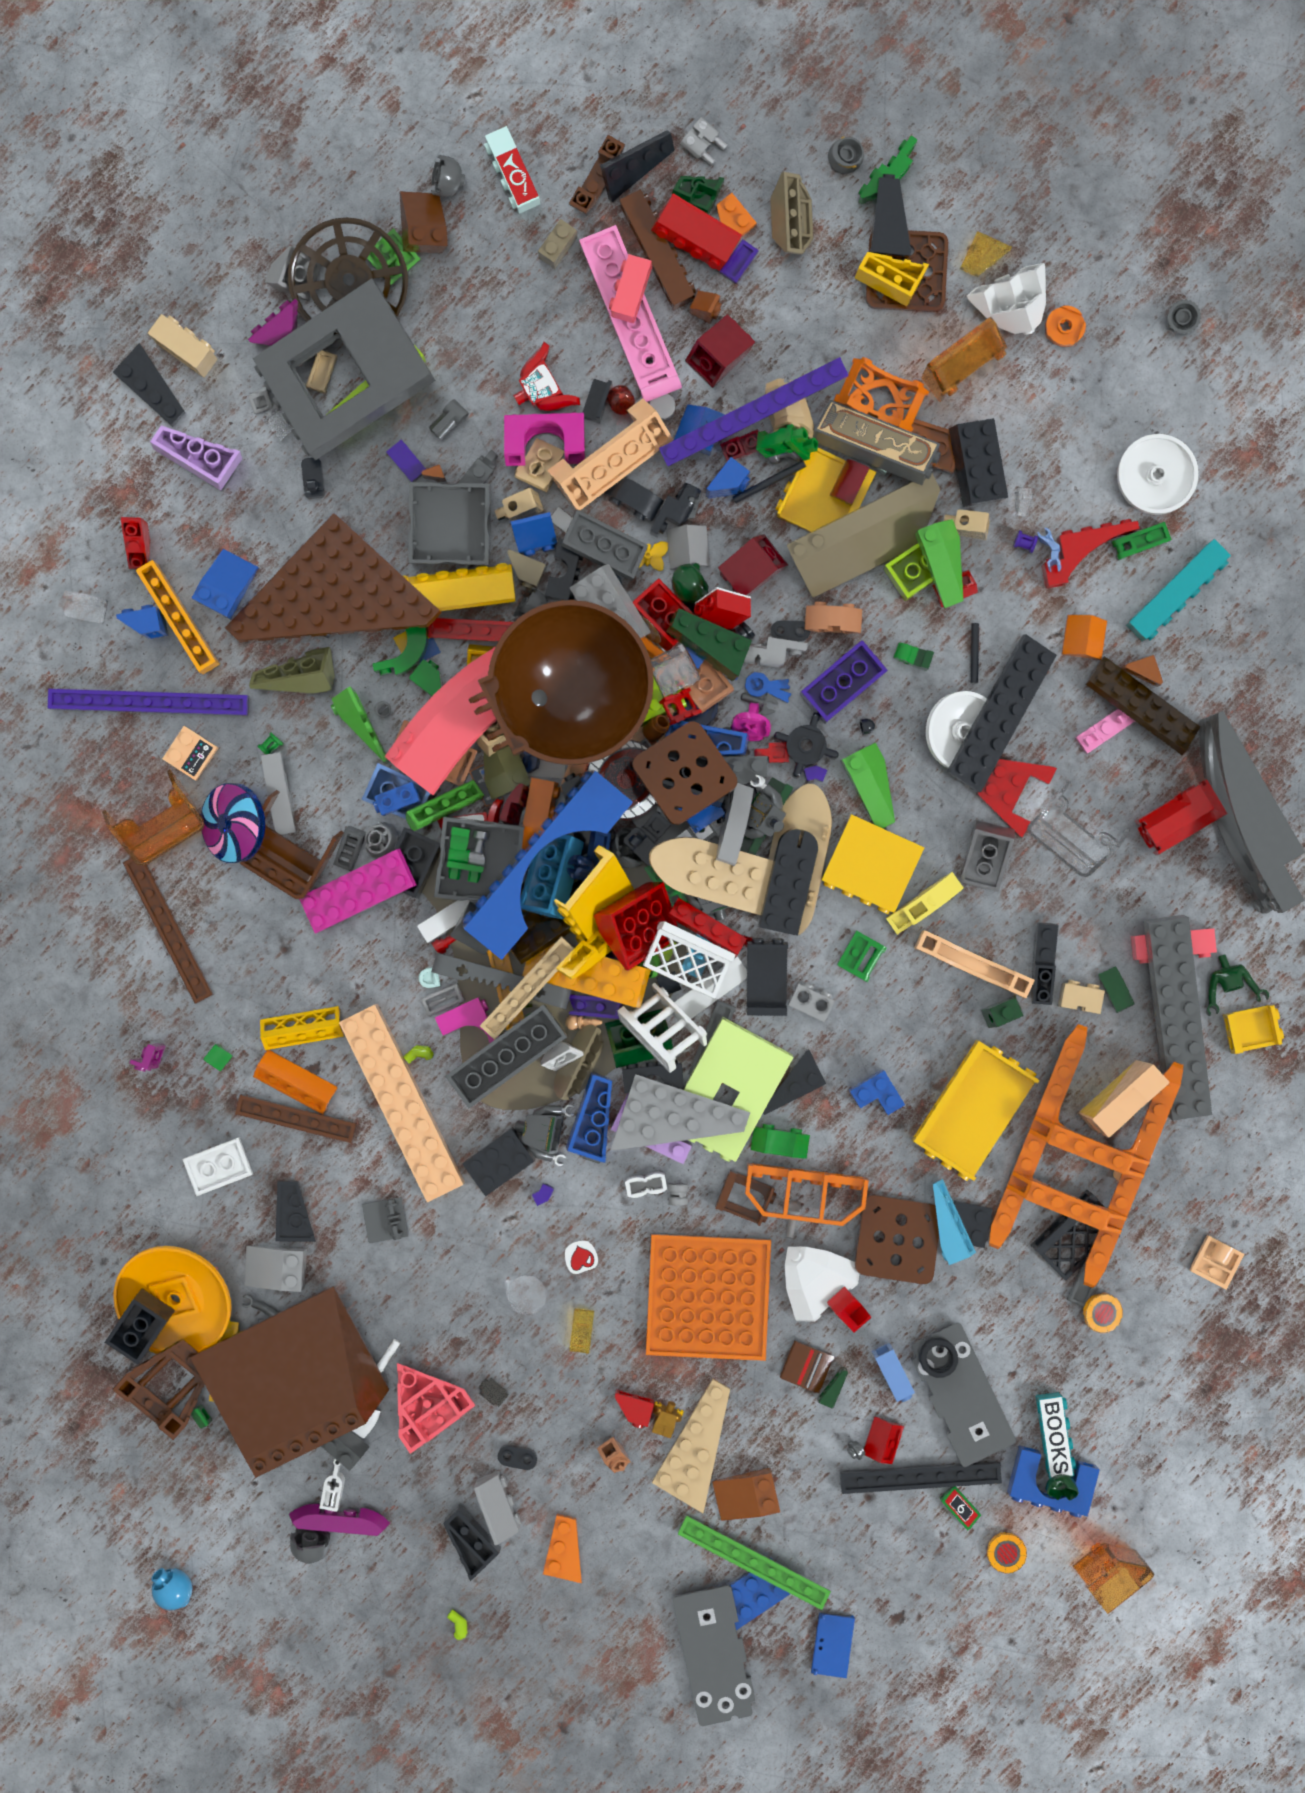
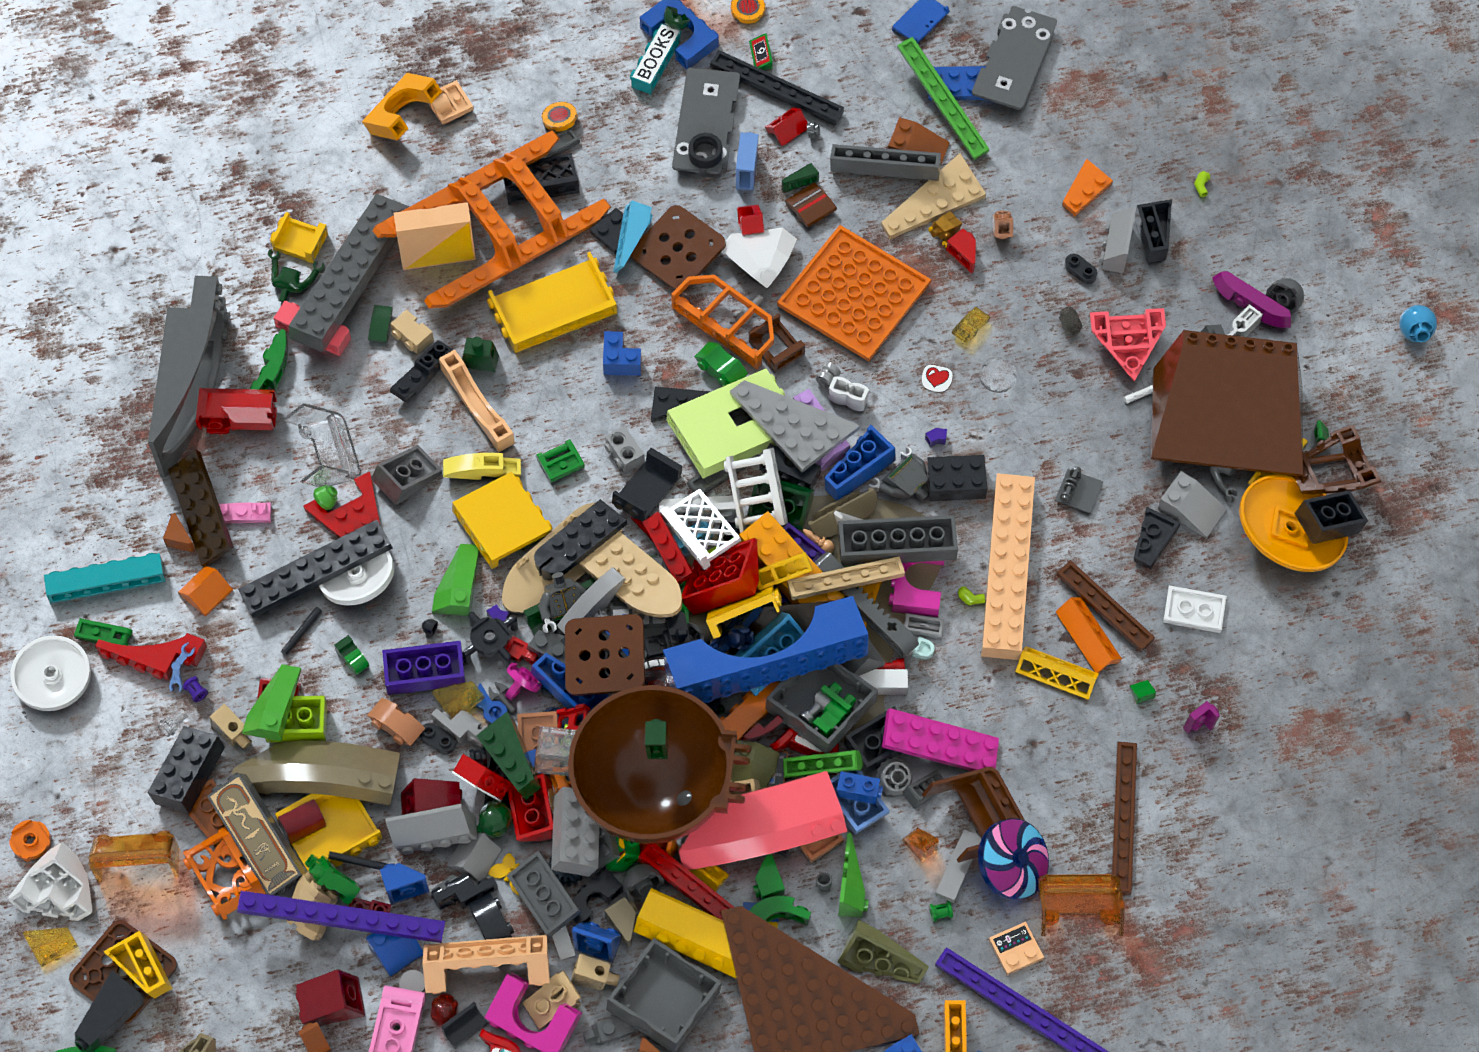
camera: 150 degrees left, 25 degrees down
(323, 794) = (921, 844): none -> clear orange slope
(579, 707) = (656, 739): none -> dark green brick
(736, 534) = (432, 829): none -> light grey slope
(763, 1453) = (885, 162): none -> dark grey brick
(796, 675) = (458, 697): none -> clear yellow wing
(1042, 786) = (325, 496): none -> bright green cone
(1182, 893) = (275, 363): none -> green slope
(1264, 1247) = (383, 118): none -> light orange arch

